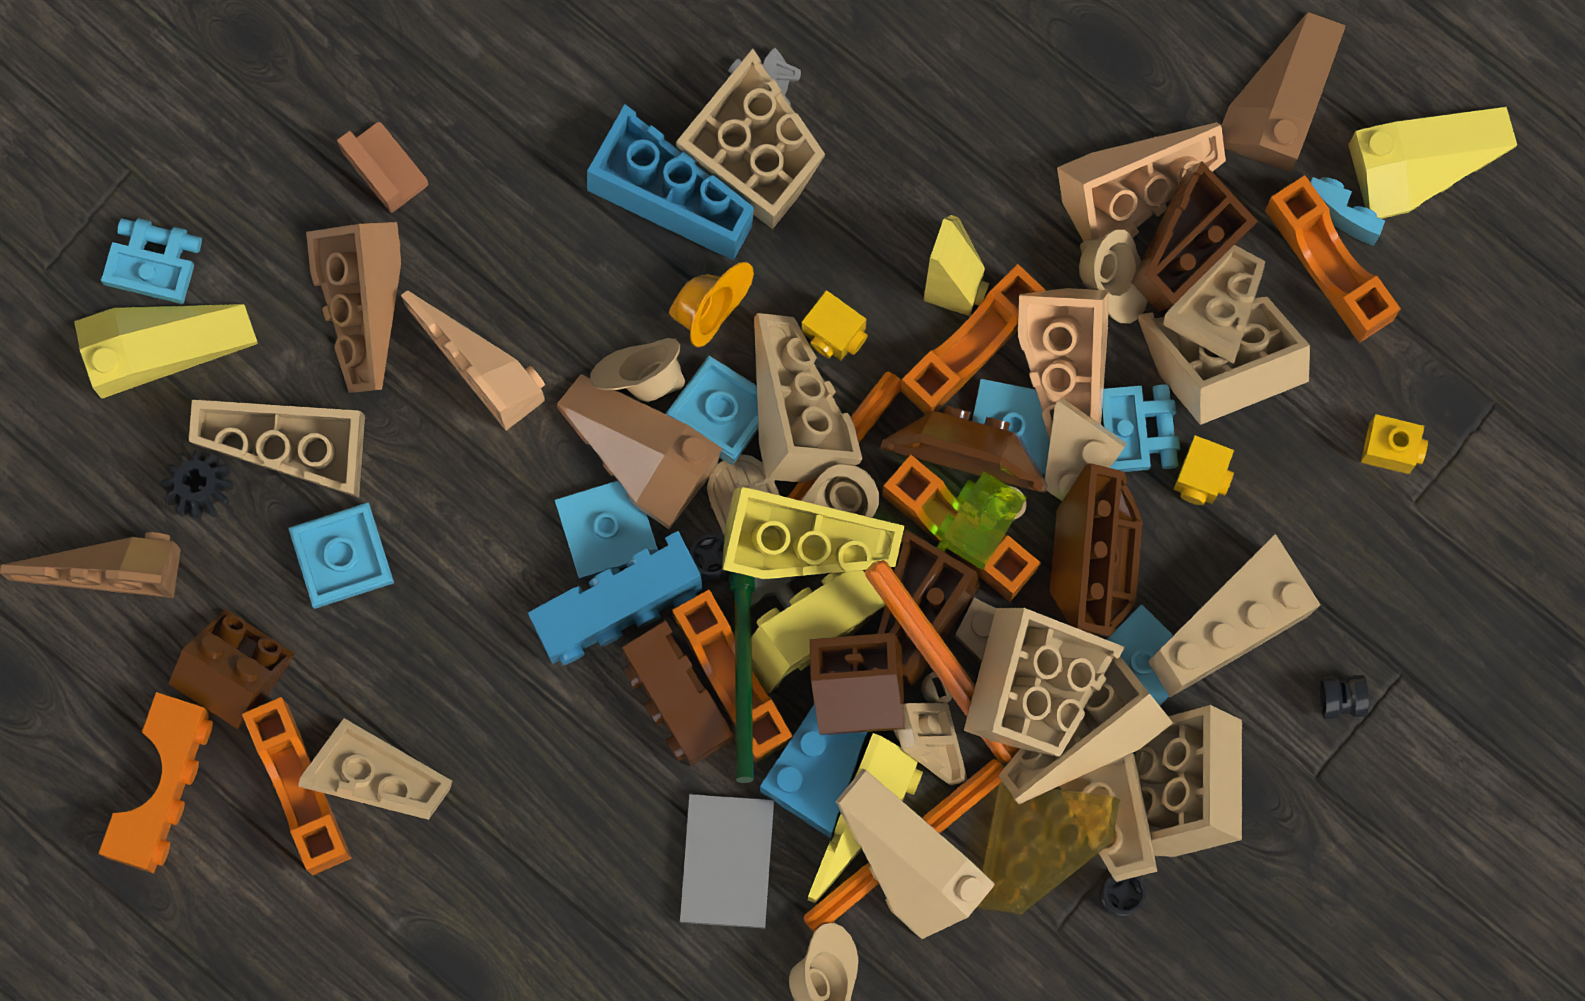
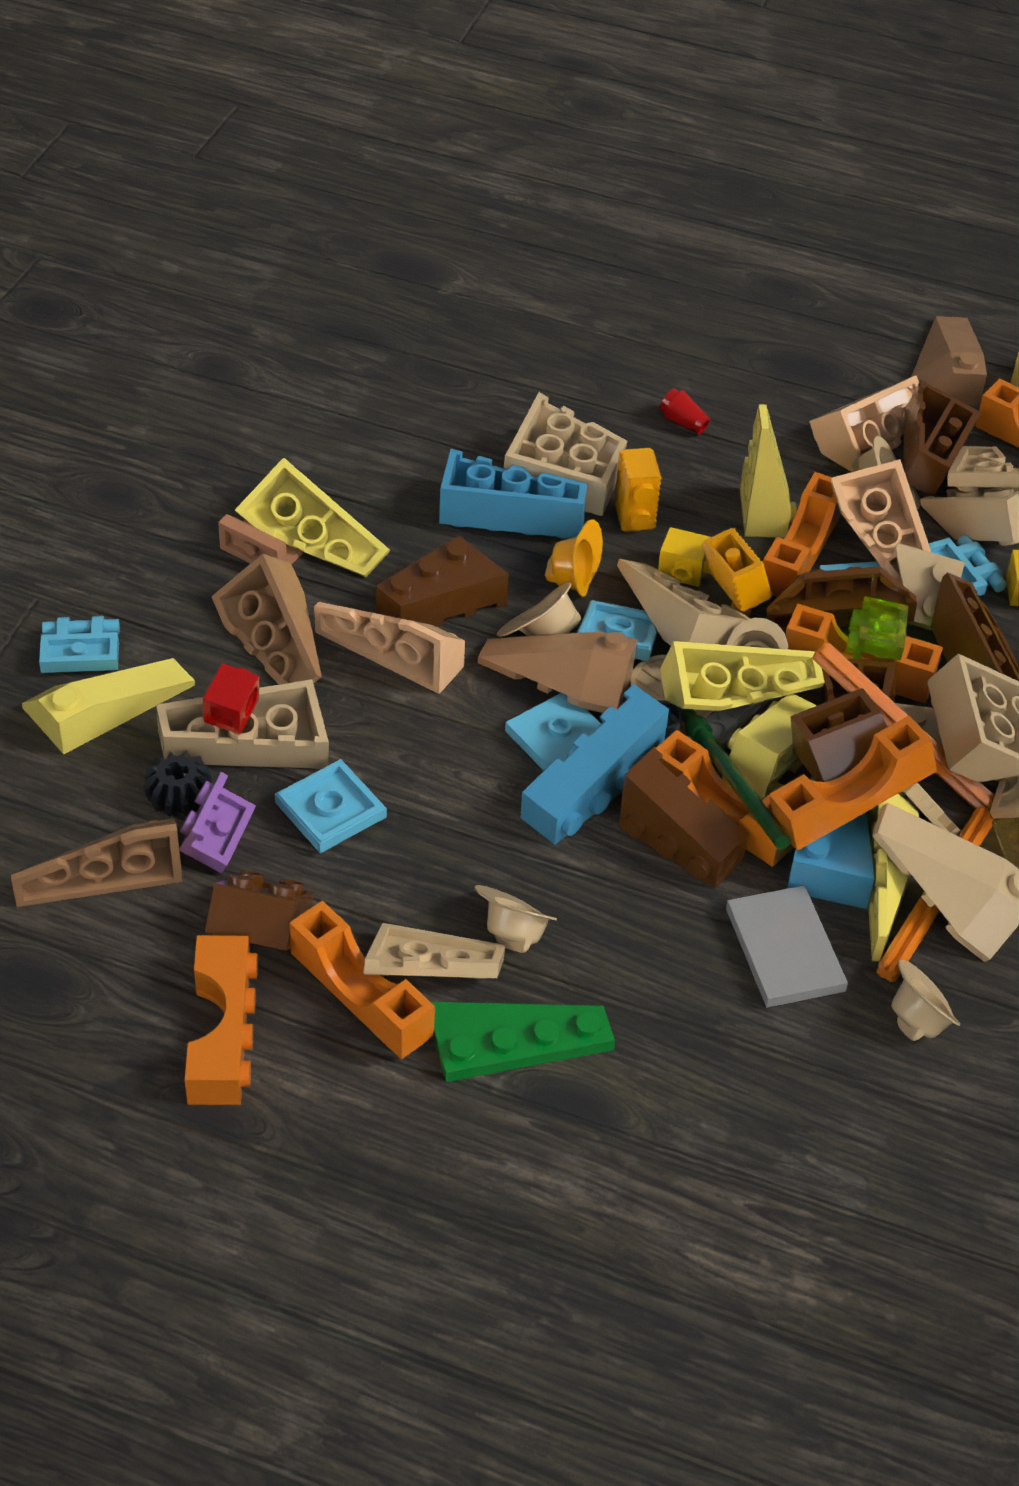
camera: 20 degrees left, 30 degrees down
(218, 552) = (216, 826): none -> medium lavender bracket
(264, 424) = (231, 698): none -> red brick
(418, 880) = (506, 1037): none -> green wing
(439, 149) = (310, 521): none -> light yellow wedge
(471, 748) = (512, 919): none -> tan piece
(549, 297) = (443, 585): none -> reddish brown wedge
(800, 753) = (893, 763): none -> orange arch
(813, 223) = (637, 489): none -> light orange brick
(867, 383) = (737, 569): none -> light orange brick
(928, 96) = (683, 411): none -> red cone

